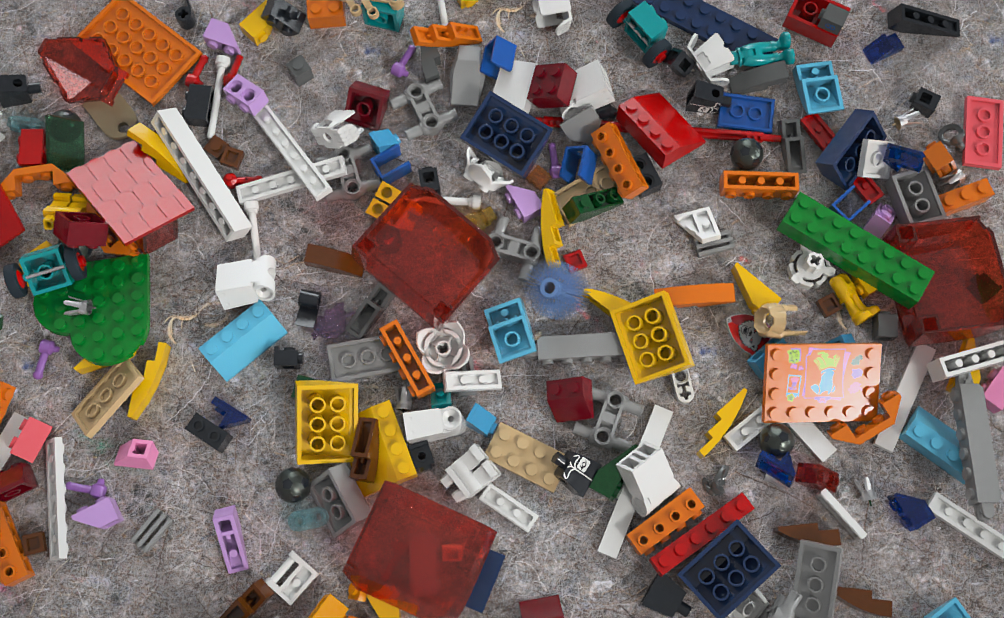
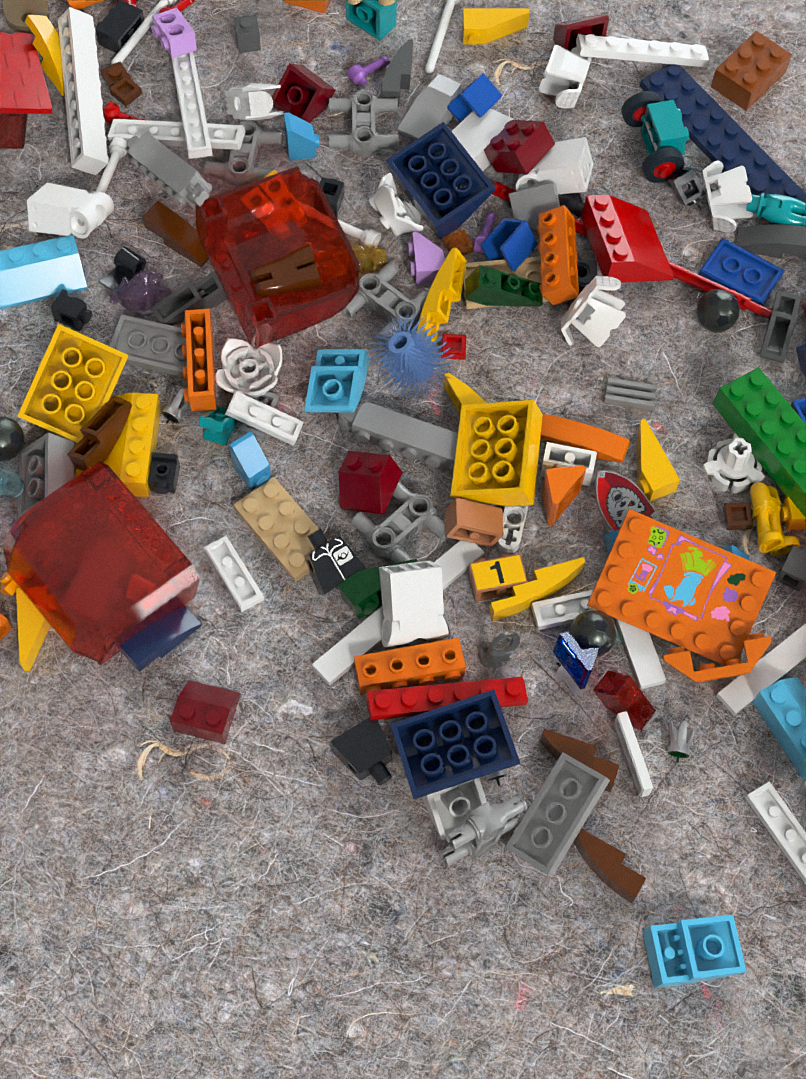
camera: 25 degrees right, 10 degrees down
(310, 219) = (168, 170): none -> light grey hinge
(384, 158) = (295, 154): blue piece -> none
(433, 424) = (194, 440): white piece -> none
(437, 263) = (287, 274): none -> reddish brown piece
(446, 36) = (427, 58): orange slope -> none
(468, 476) = (207, 514): white hips -> none
(658, 395) = (473, 522): none -> nougat brick
(665, 191) = (596, 310): none -> white piece
(691, 427) = (496, 576): none -> brick
(699, 224) = (621, 364): white wing -> none
(700, 320) = (565, 456): none -> white brick
(705, 346) = (560, 489): none -> orange slope
(706, 98) = (699, 233): black torso -> none
(758, 184) = (714, 347): orange brick -> none
(779, 316) = (649, 502): tan piece -> none
(912, 511) = (727, 789): clear blue slope -> none

